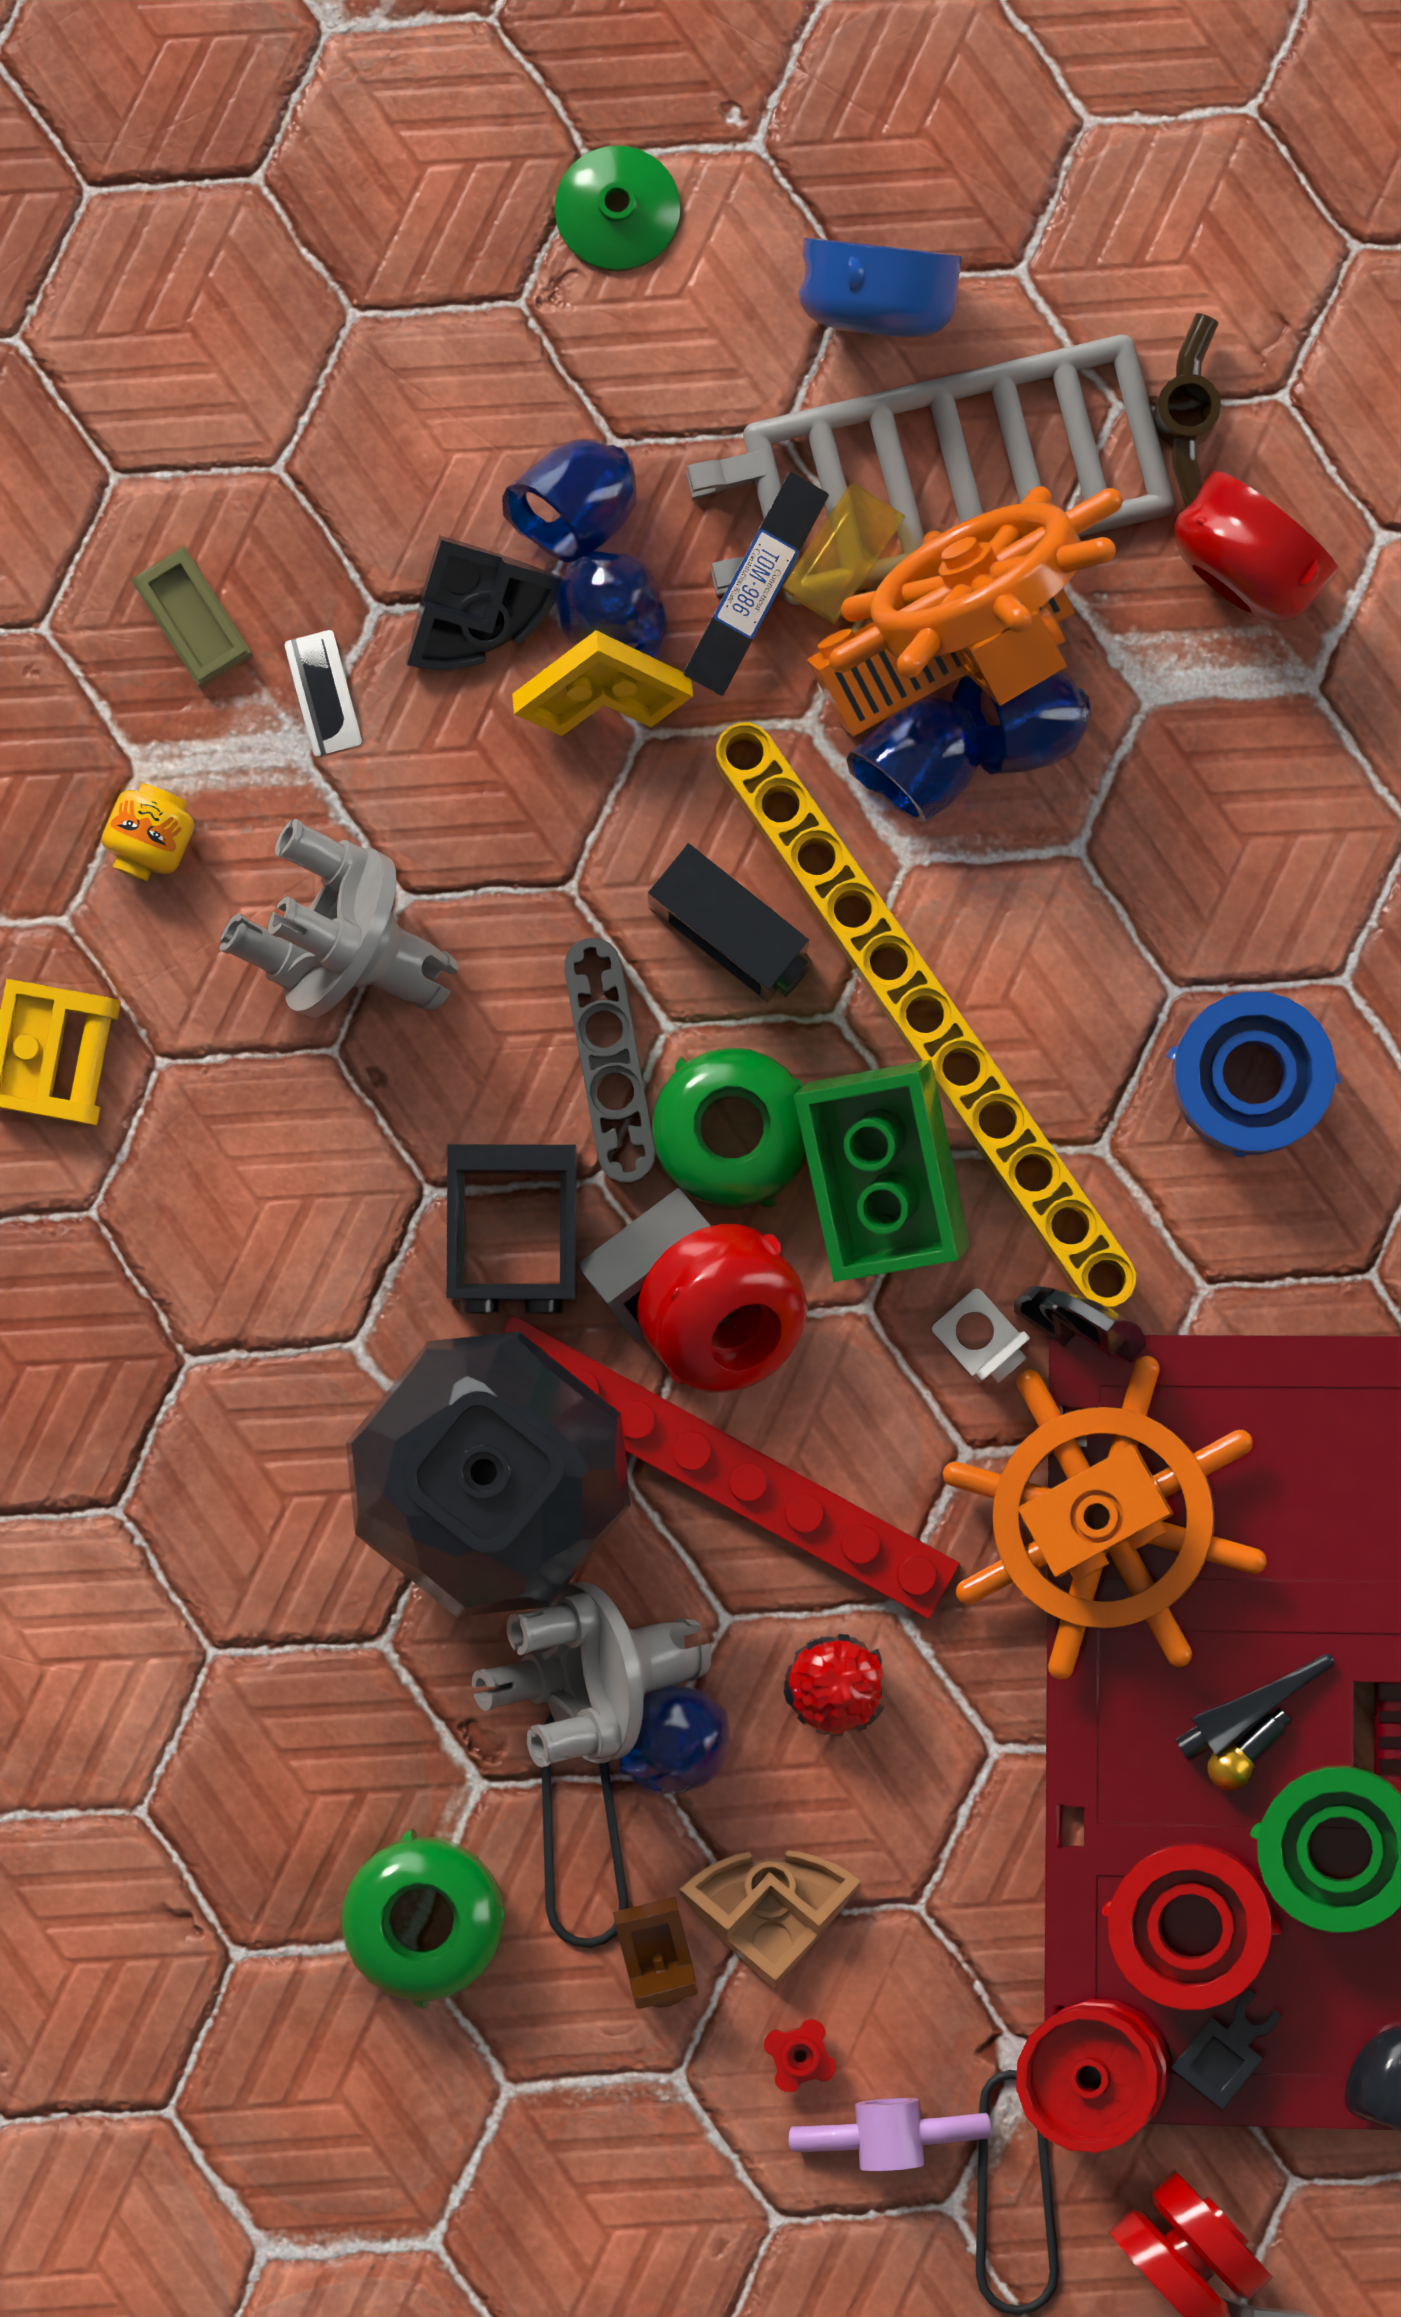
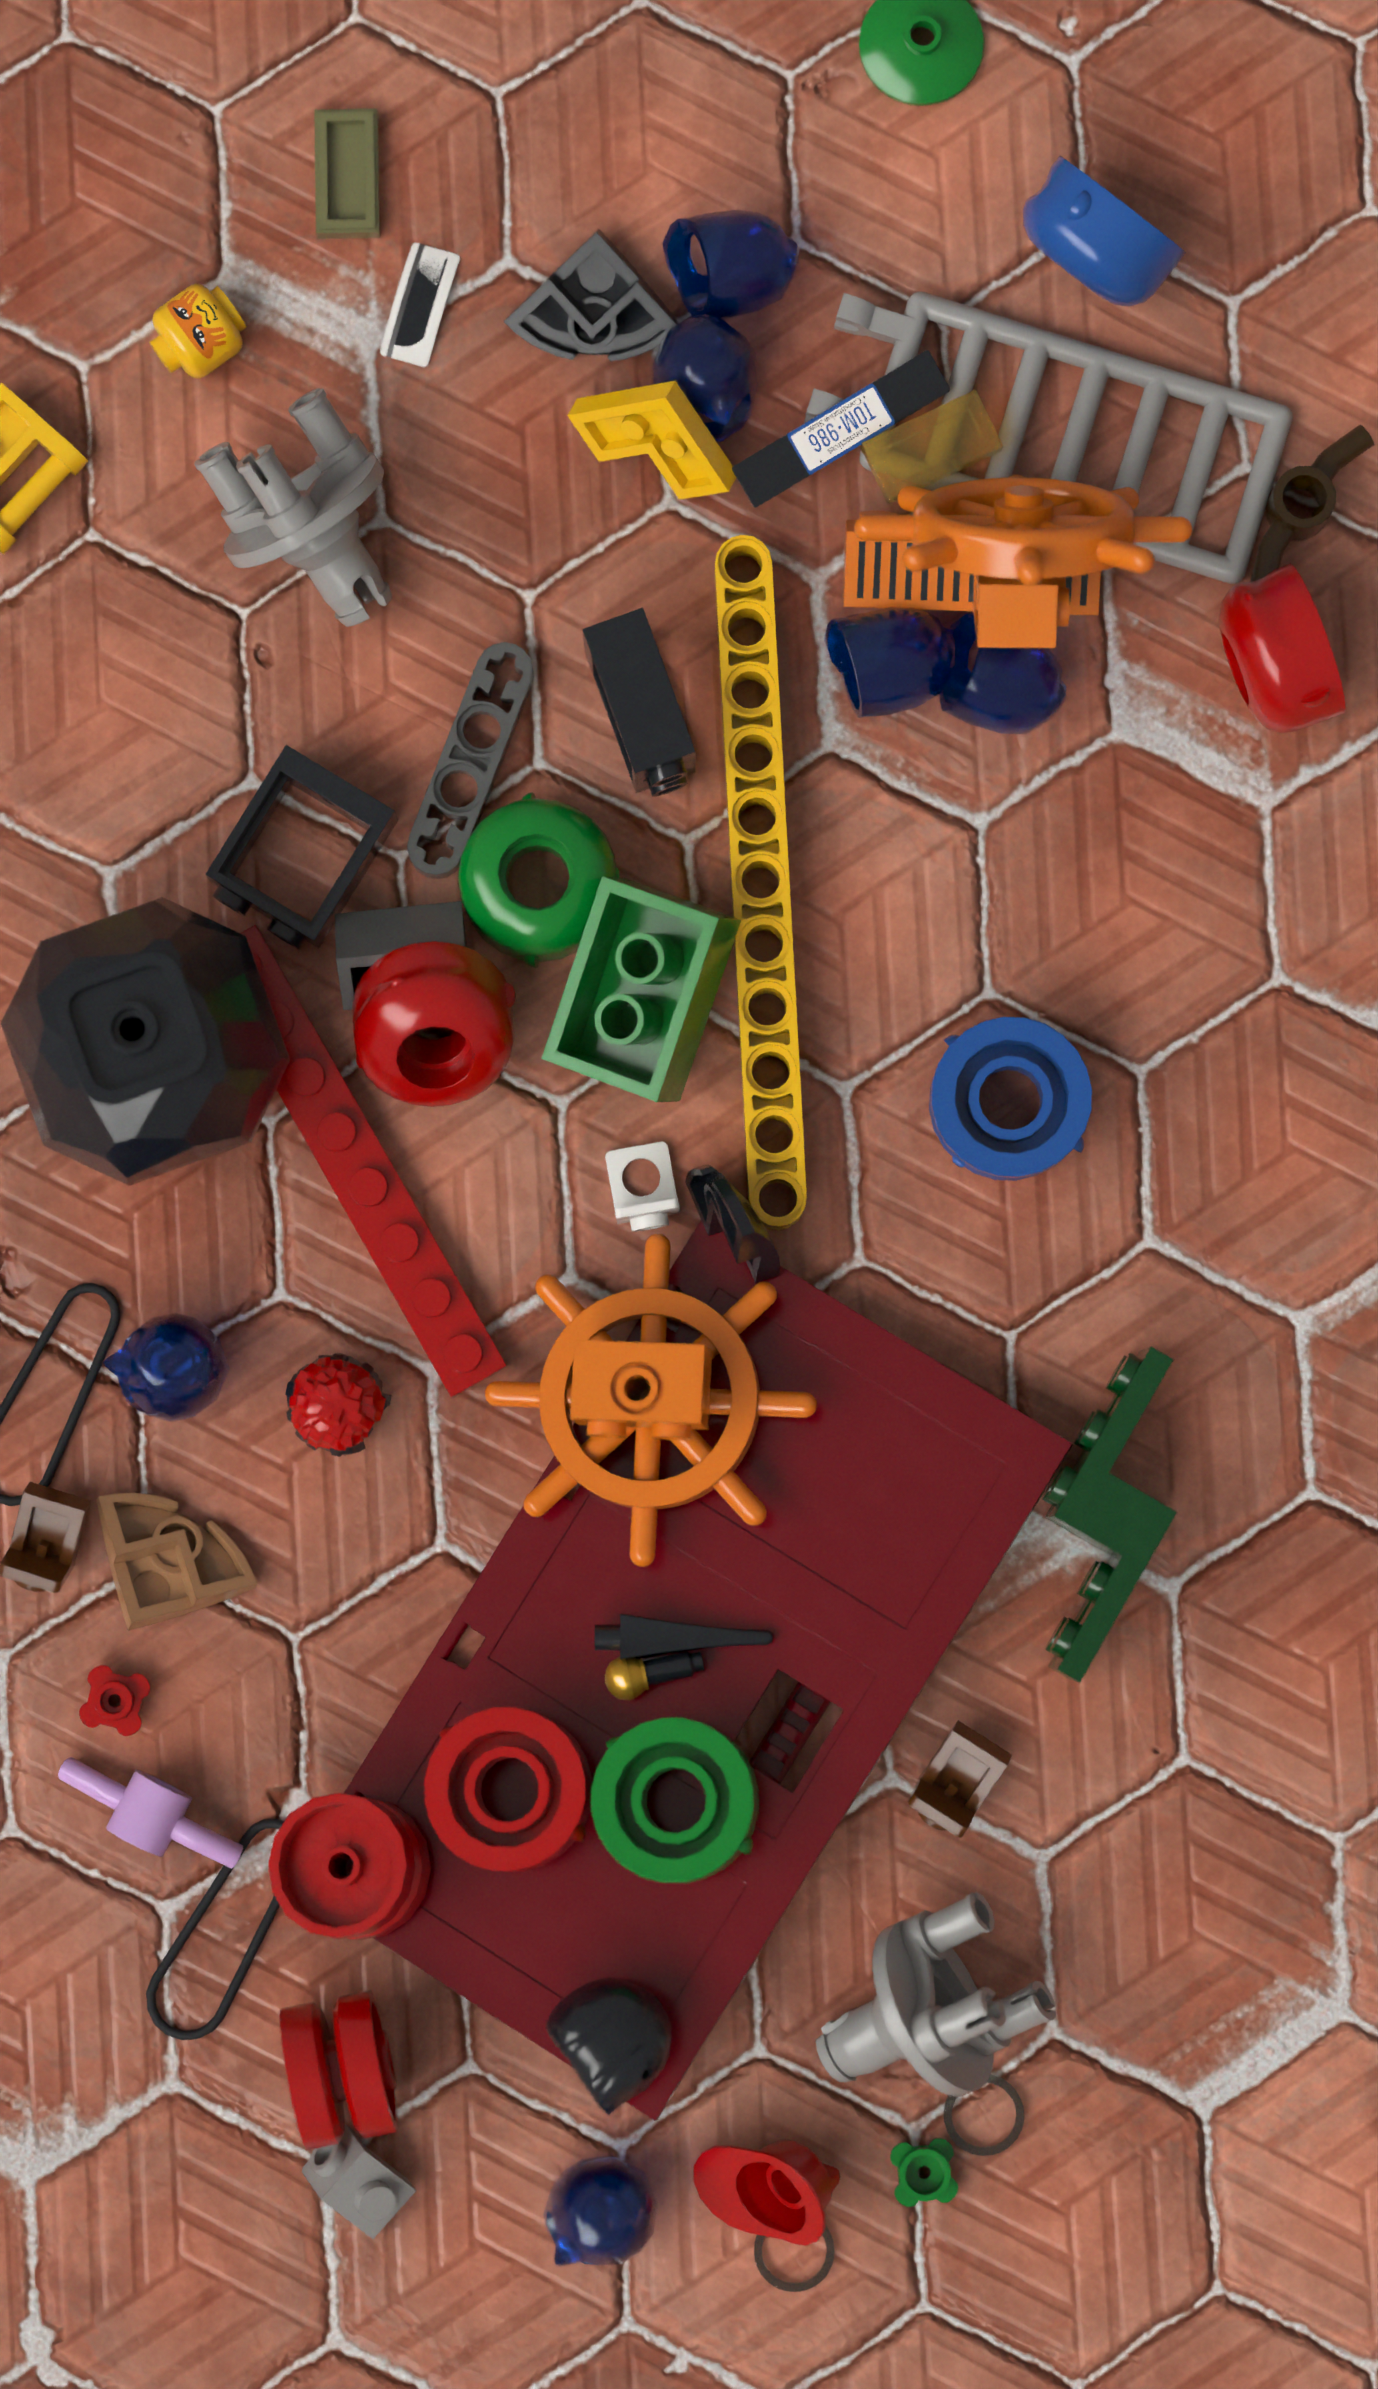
camera: 30 degrees right, 0 degrees up
(589, 1673) = (130, 1263): light grey piece -> none
(1220, 2058) = (467, 1919): black plate -> none

